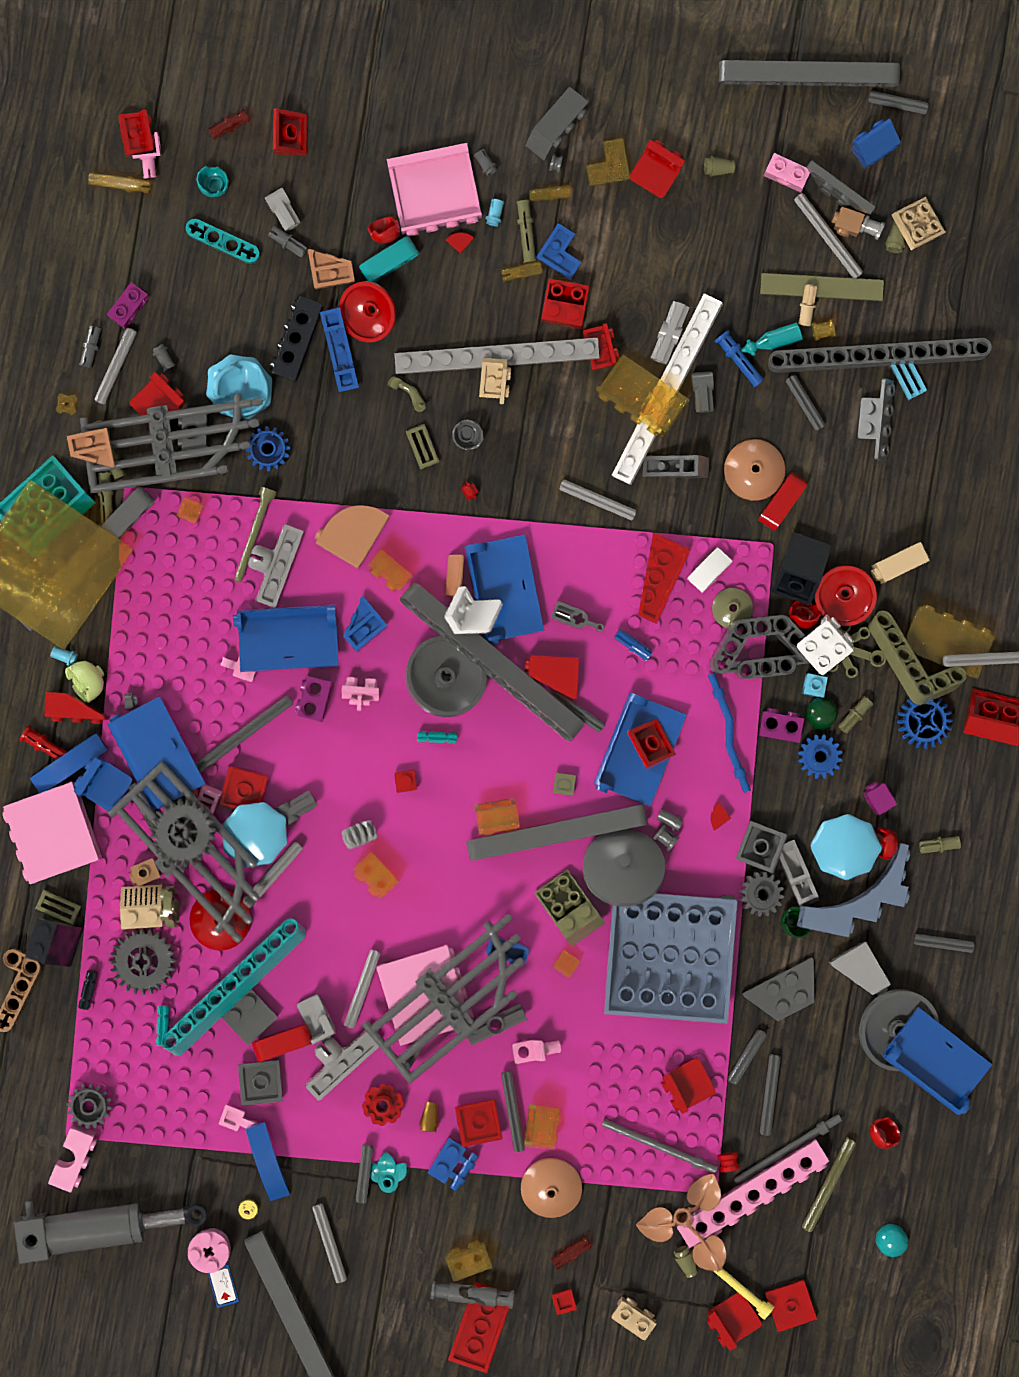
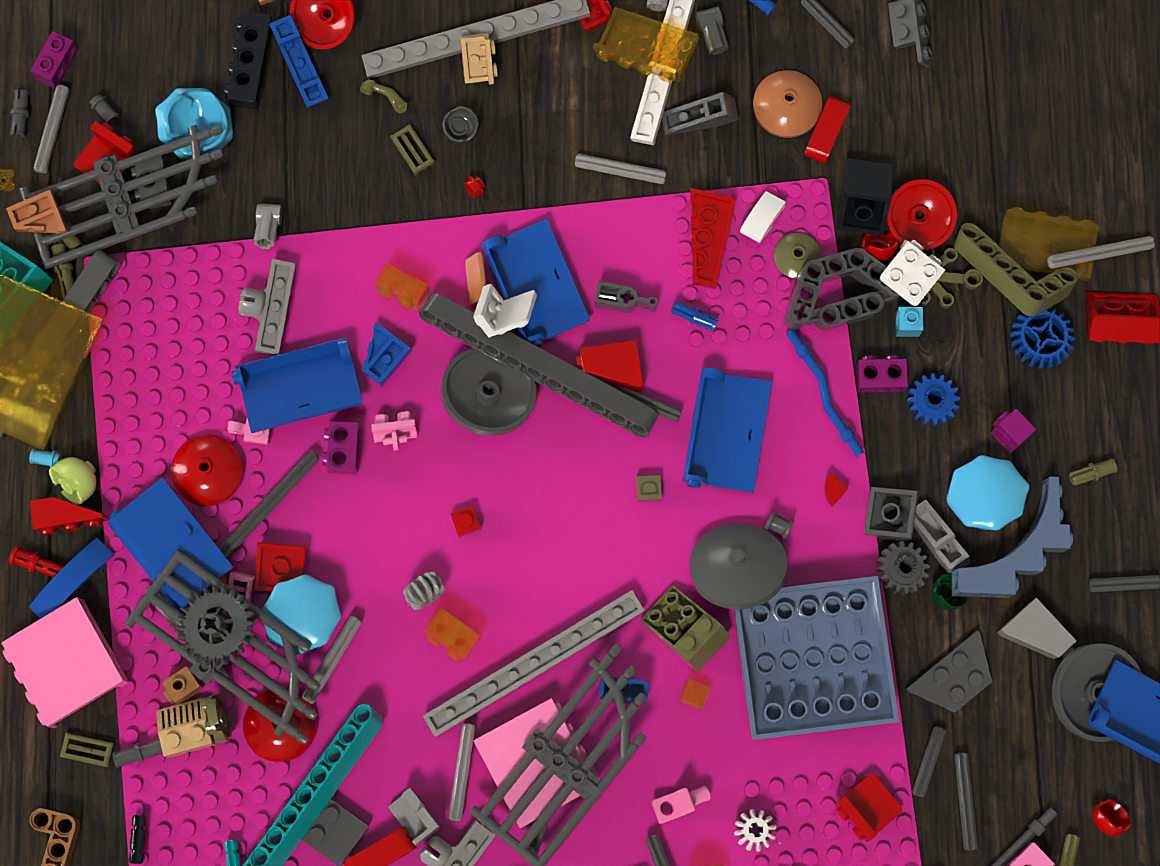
camera: 10 degrees left, 10 degrees down
(53, 942) = (86, 789): slope -> none
(100, 919) = (137, 753): none -> dark grey pin
(102, 783) = (113, 592): blue bracket -> none
(130, 701) = (130, 492): dark grey plate -> none
(143, 941) = (191, 769): dark grey gear -> none
(190, 510) = (162, 266): plate -> none
(212, 691) = (216, 483): none -> red dish
(266, 497) = (246, 235): olive piece -> none
(268, 460) = (238, 172): blue gear -> none
(287, 486) = (267, 220): none -> light grey piece
(294, 809) = (346, 575): dark grey piece -> none
(352, 533) = (351, 255): nougat brick -> none
(437, 737) = (492, 464): teal axle -> none
(438, 912) = (533, 663): none -> light grey plate
(496, 816) = (579, 538): clear yellow brick -> none
(508, 1018) = (640, 771): dark grey piece -> none
(557, 832) = (651, 544): dark grey beam -> none
(597, 1080) = (750, 836): none -> white gear
(651, 743) = (739, 420): red slope -> none
(670, 819) = (779, 503): dark grey pin -> none
(821, 713) = (923, 353): dark green hair -> none
(855, 714) = (962, 345): olive axle -> none
(888, 841) = (1036, 479): red hair -> none
(899, 563) = (974, 167): tan window -> none

